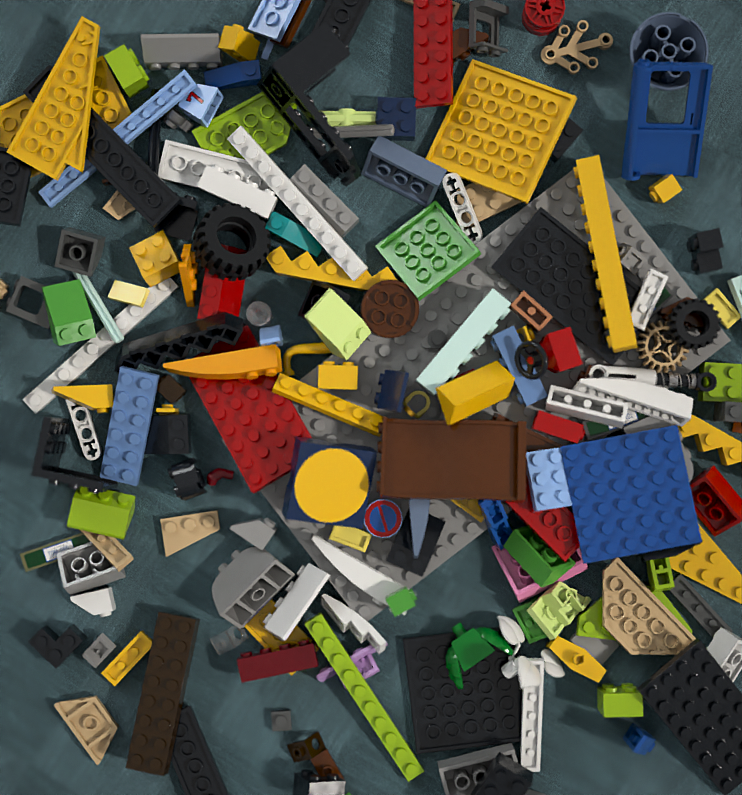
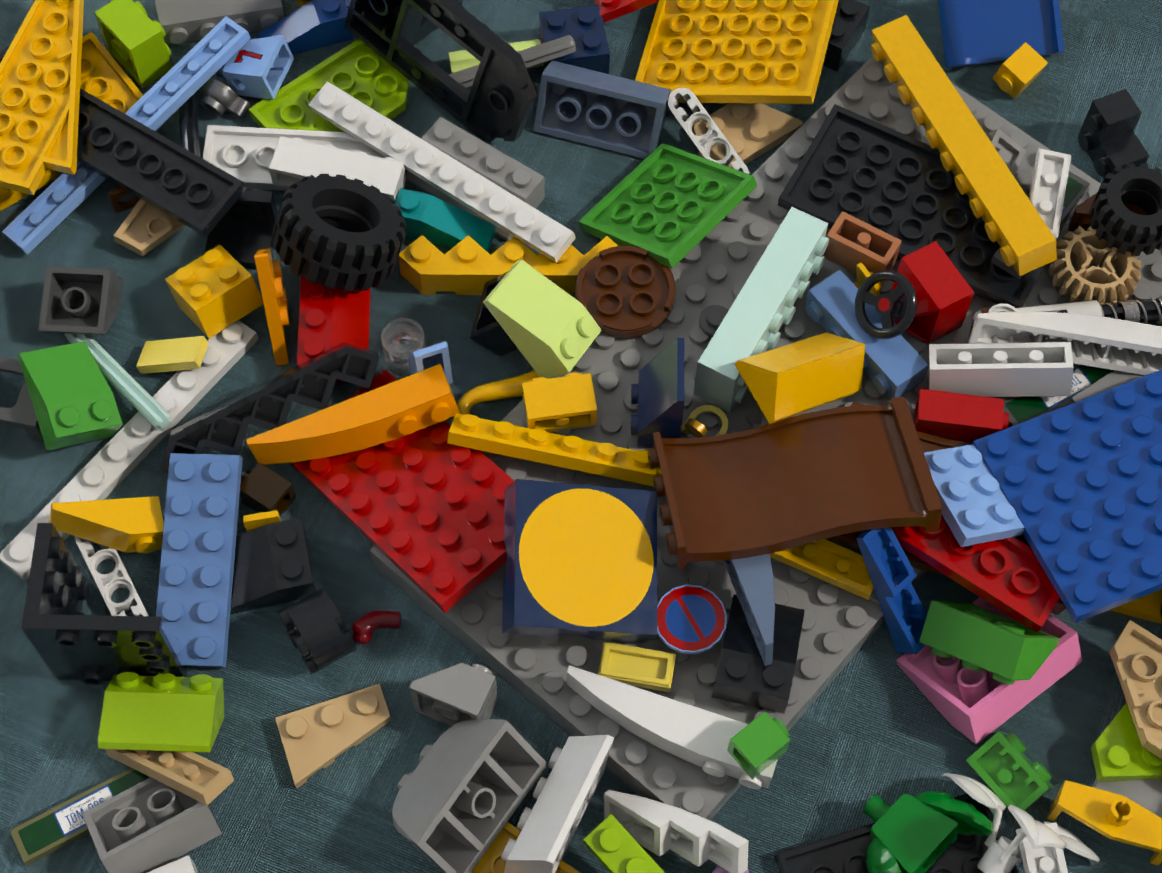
camera: 15 degrees left, 25 degrees down
(557, 608) = (1049, 736): yellowish green slope -> none

